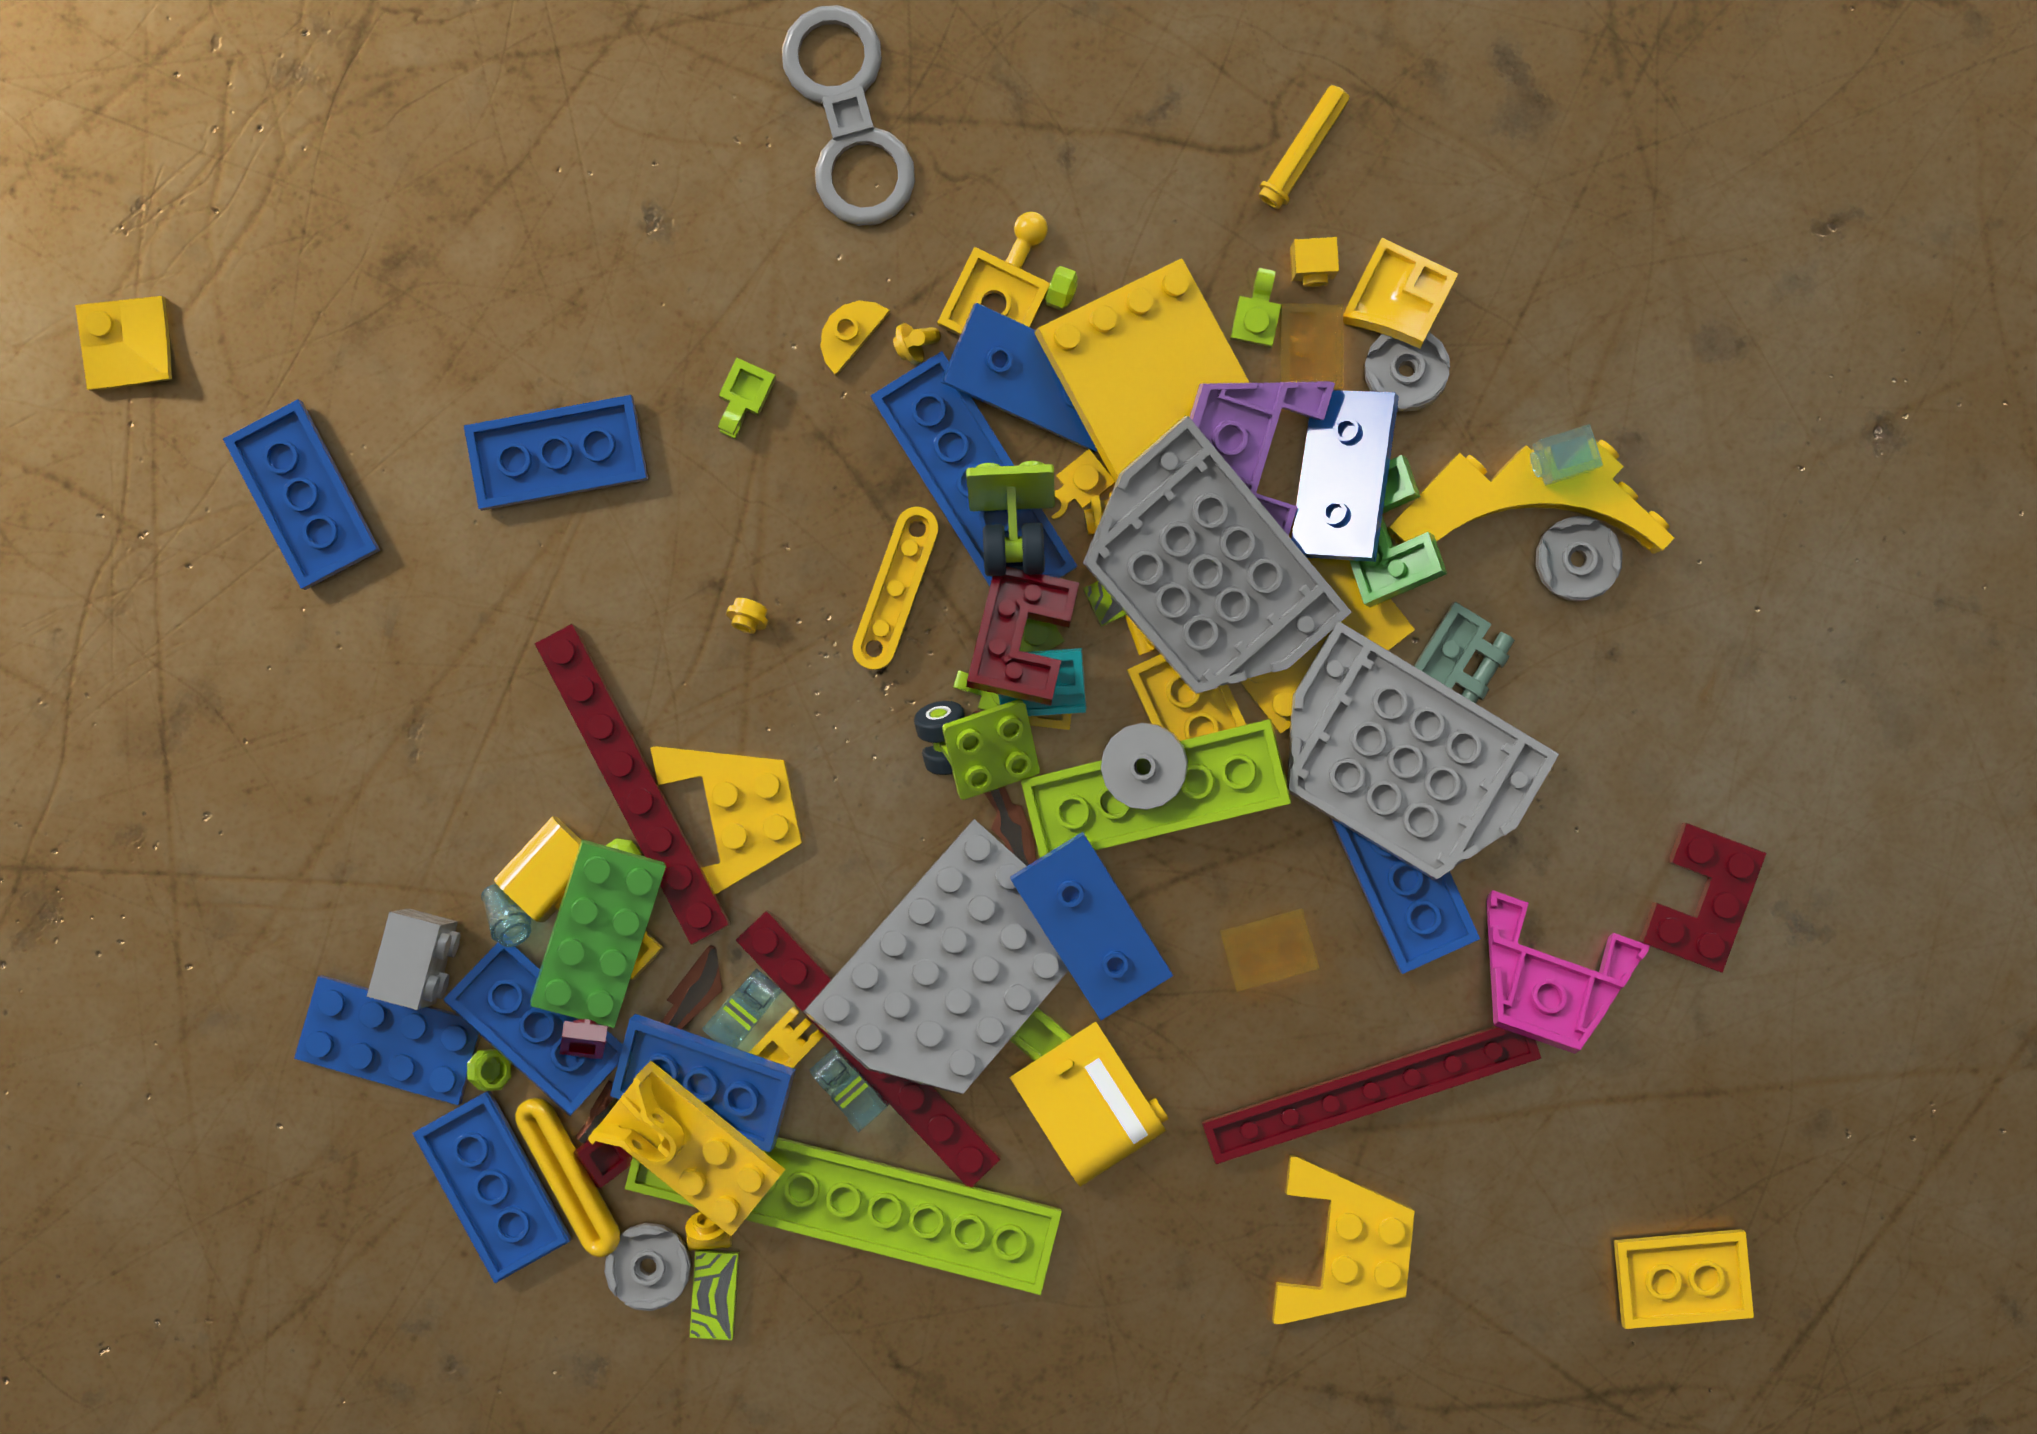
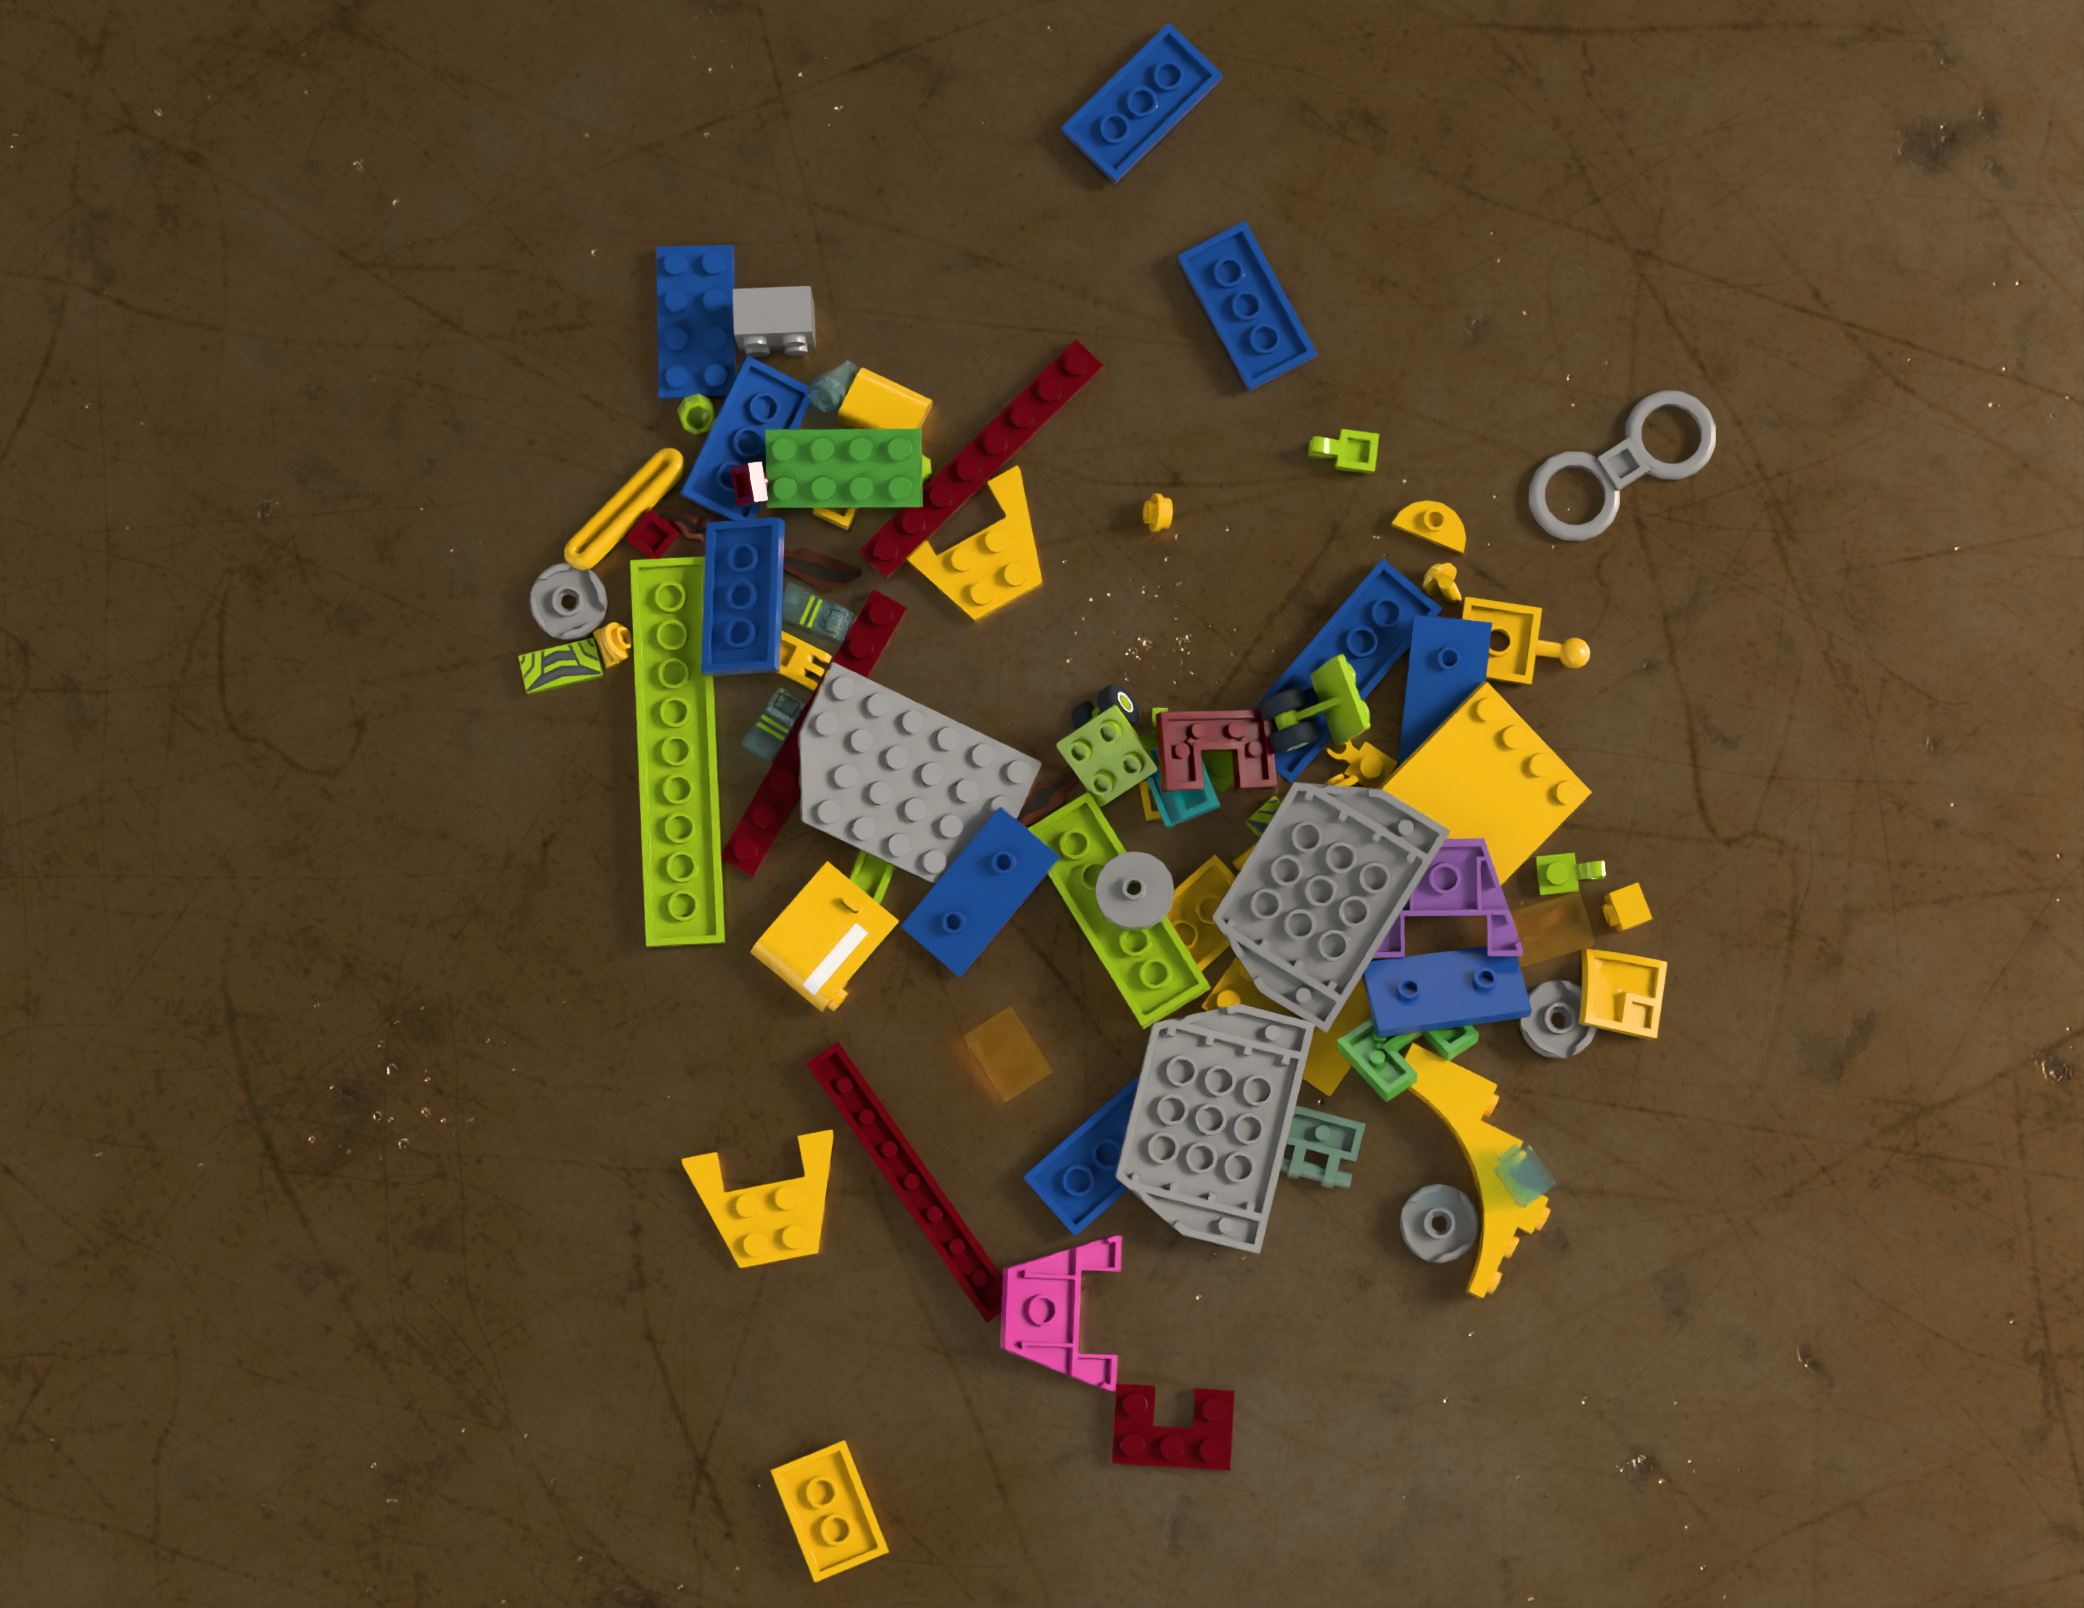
camera: 70 degrees right, 5 degrees down
(492, 1186) = (597, 447): blue plate -> none
(689, 1148) = (683, 603): yellow plate -> none
(895, 588) = (1222, 632): yellow plate -> none
(1062, 288) = (1530, 695): lime tile -> none
(1303, 147) = (1724, 869): yellow axle -> none

